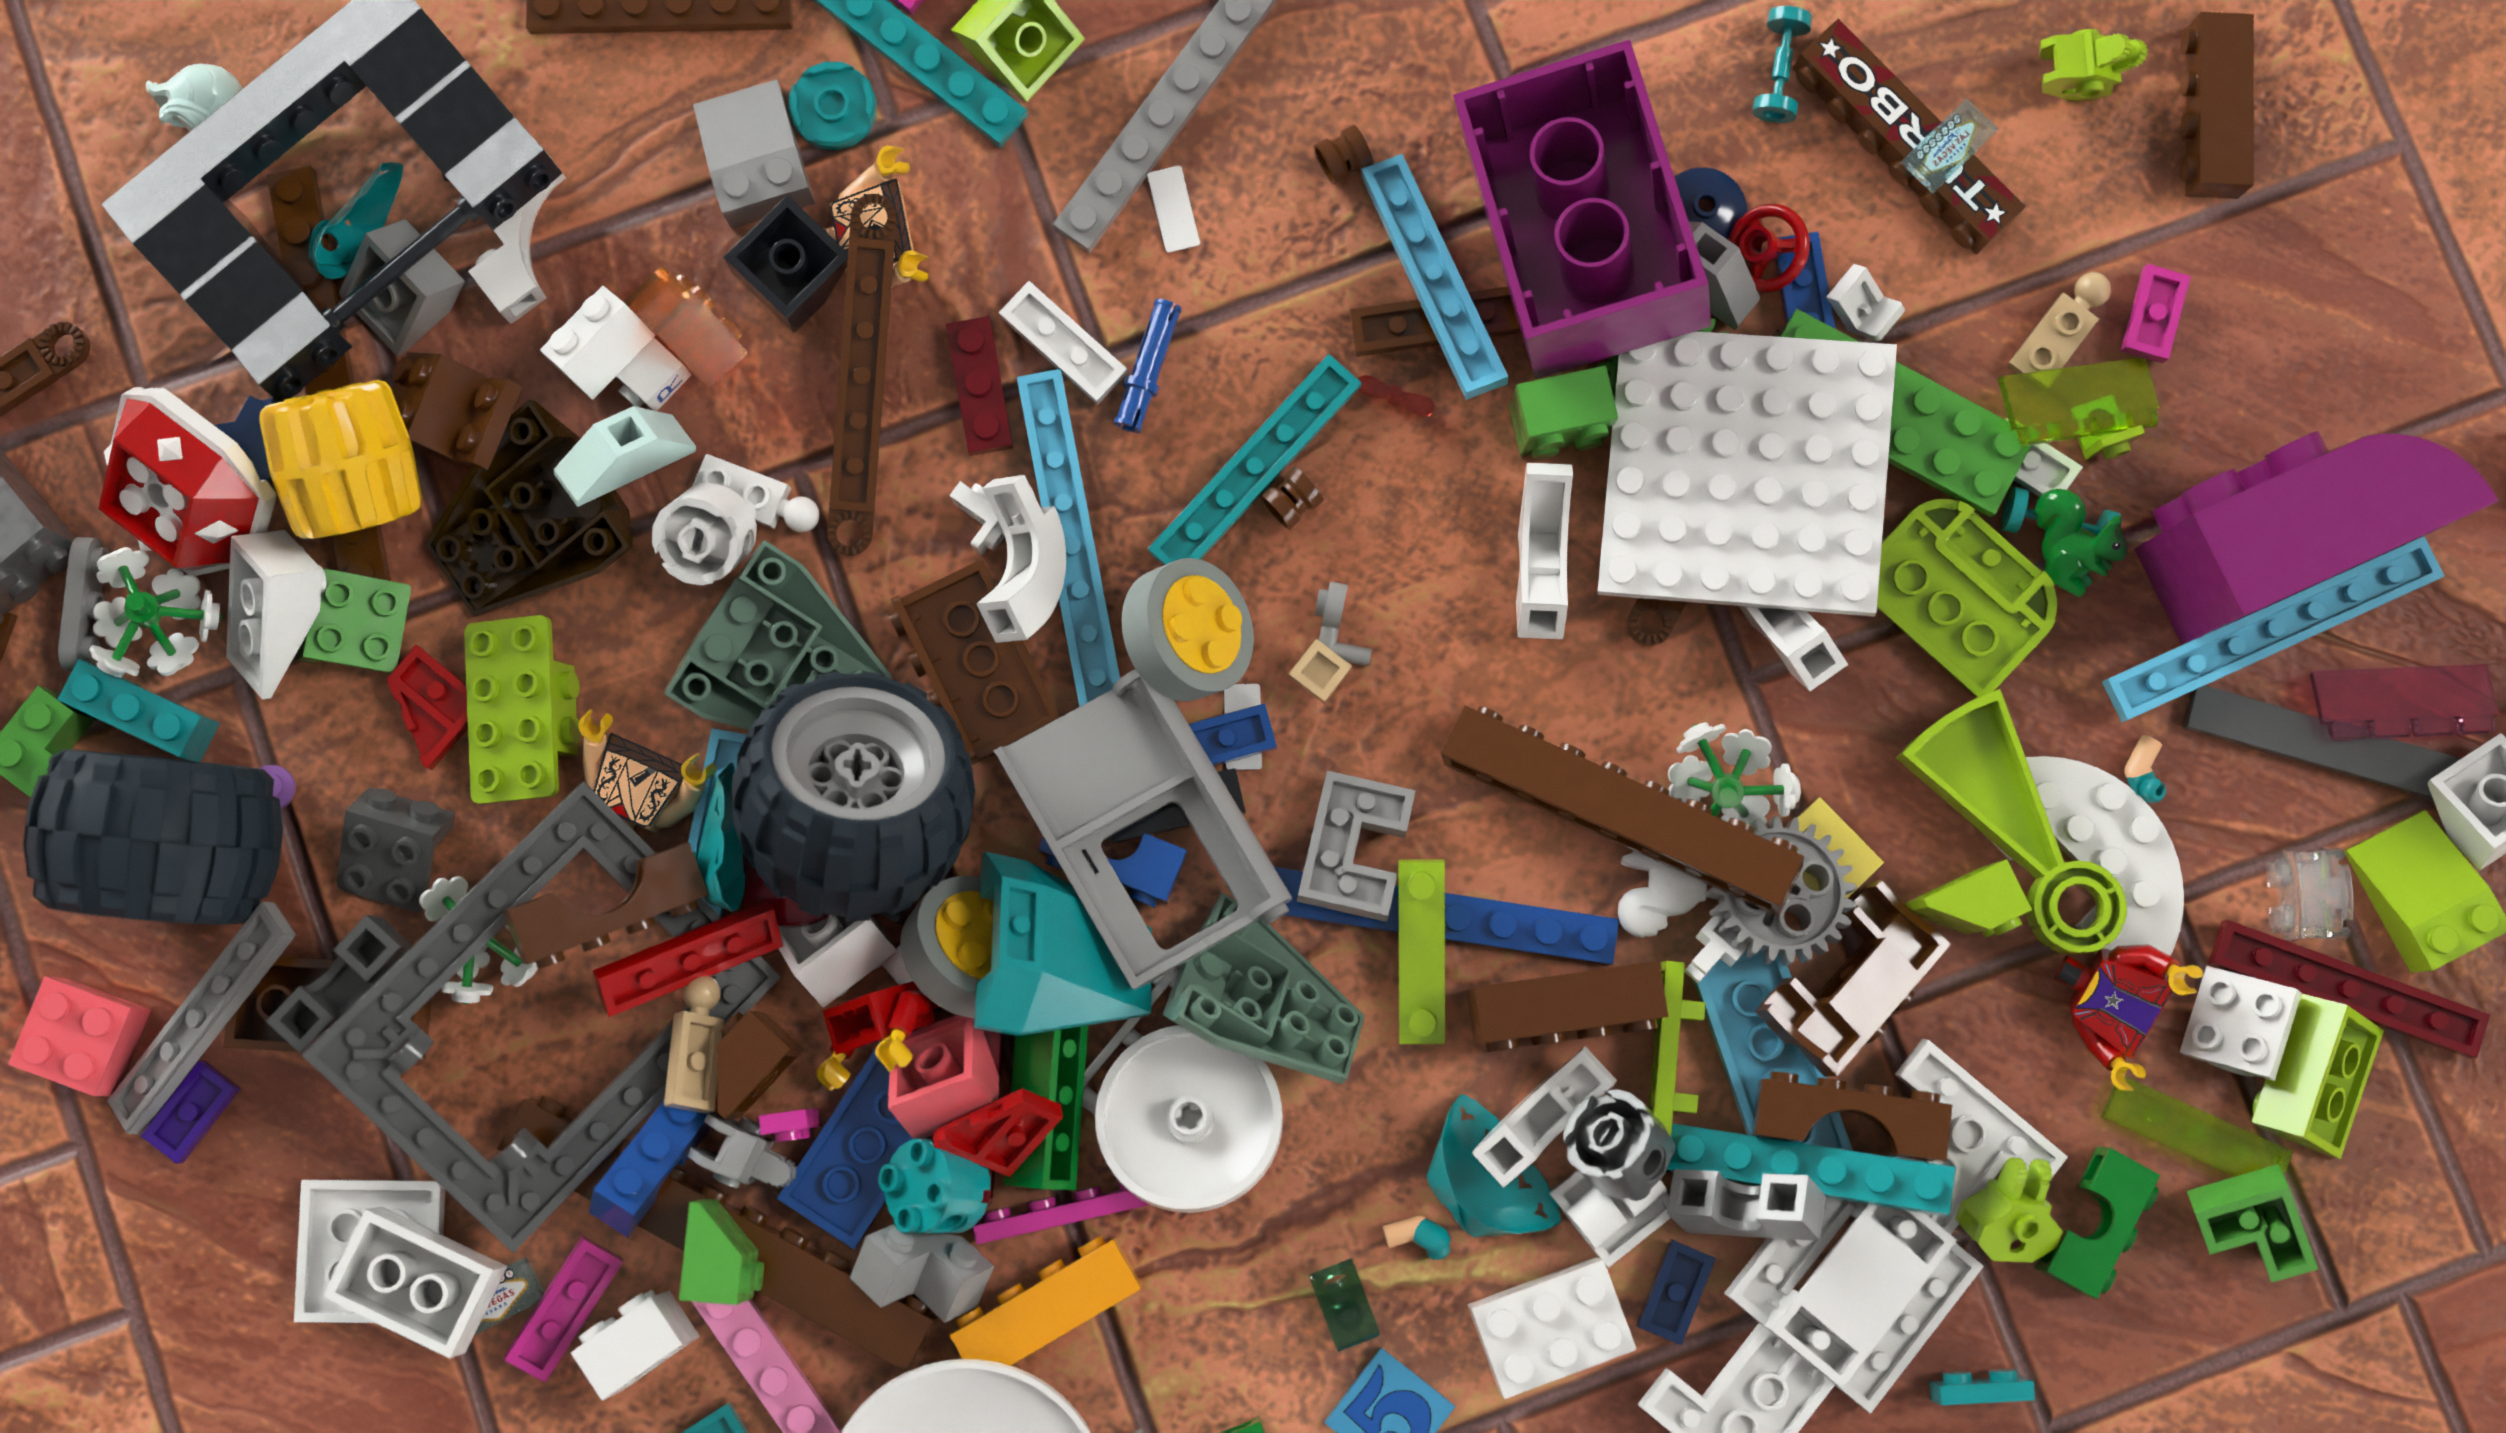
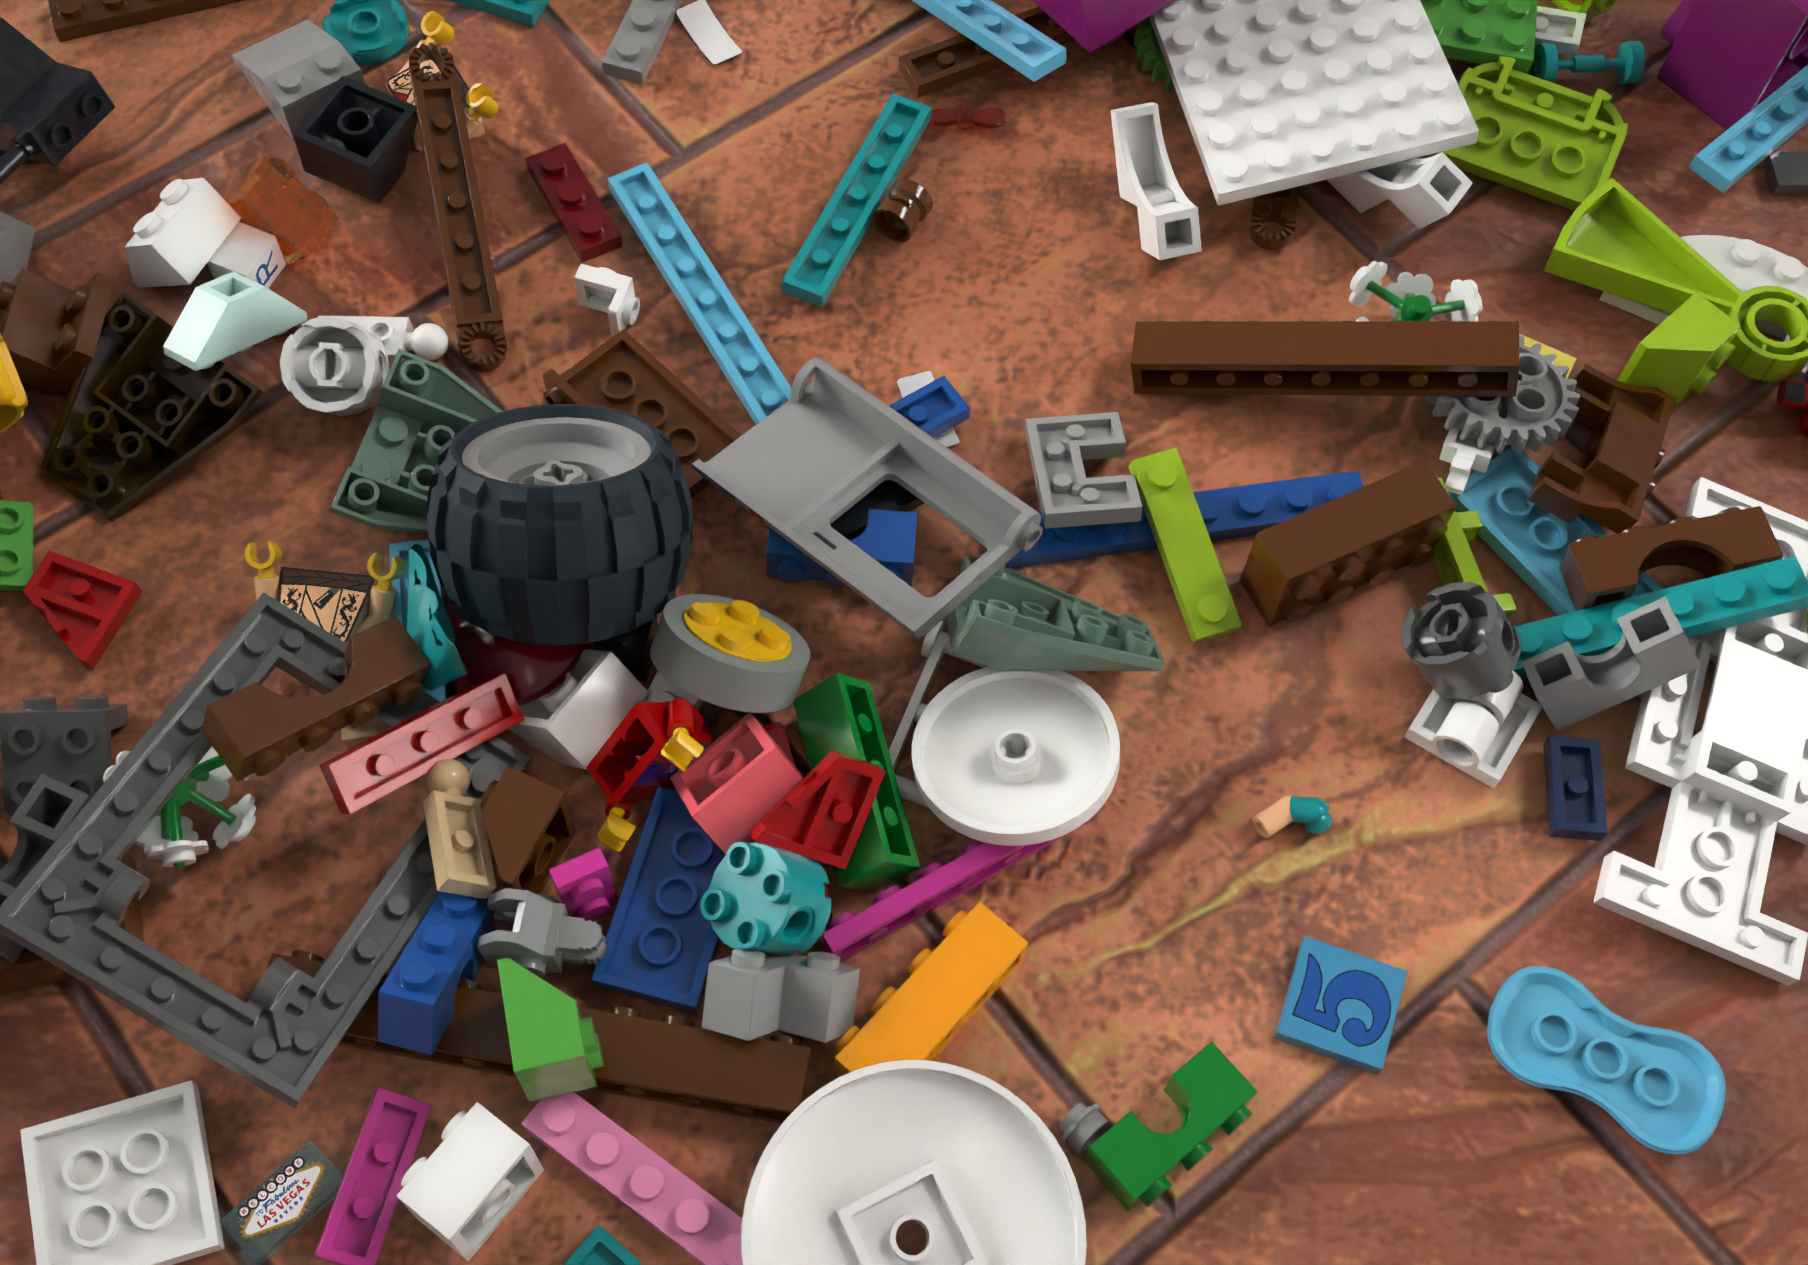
camera: 20 degrees left, 20 degrees down
(414, 1281) = (183, 1185): white brick -> none
(508, 272) = (75, 215): white arch -> none
(517, 709) = (173, 576): lime bracket -> none
(1034, 562) = (672, 299): white arch -> none
(1047, 957) = (817, 630): teal wedge -> none
(1063, 342) = (638, 143): white plate -> none
(1142, 382) = (728, 155): blue pin -> none
(1187, 629) = (847, 321): wheel -> none
(1320, 671) = (986, 335): tan tile -> none
(1330, 607) = (974, 286): light grey plate -> none
(1345, 1305) = (1244, 902): clear green bracket -> none
(1472, 1192) = (1334, 743): teal piece -> none
(1541, 1116) = (1371, 651): white arch -> none
(1551, 1327) = (1469, 856): white brick -> none
(1563, 412) = (1122, 71): bright green brick -> none
(1668, 894) = (1393, 432): white animal -> none
(2072, 549) = (1590, 47): green animal -> none
(2139, 770) = (1755, 229): arm -> none

